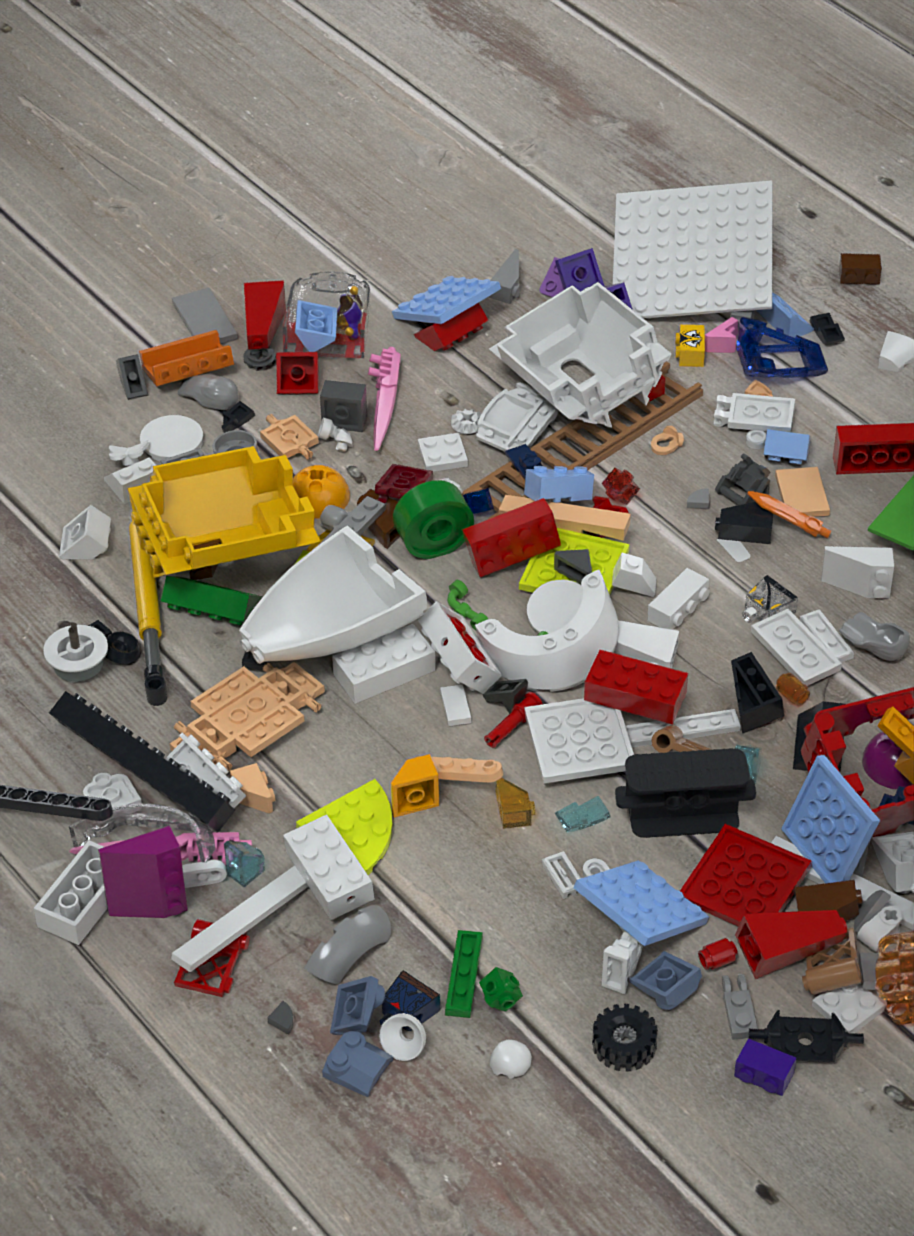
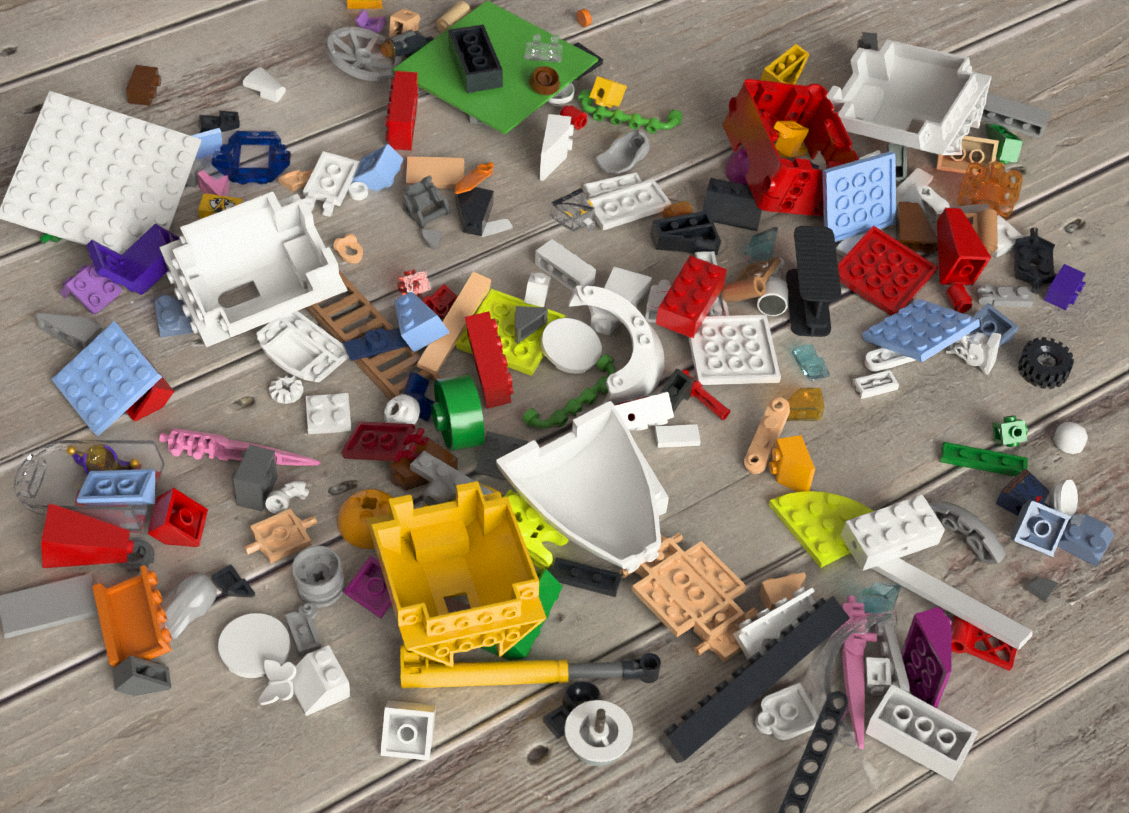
camera: 90 degrees left, 5 degrees up
(411, 565) = (495, 447): none -> dark grey hinge

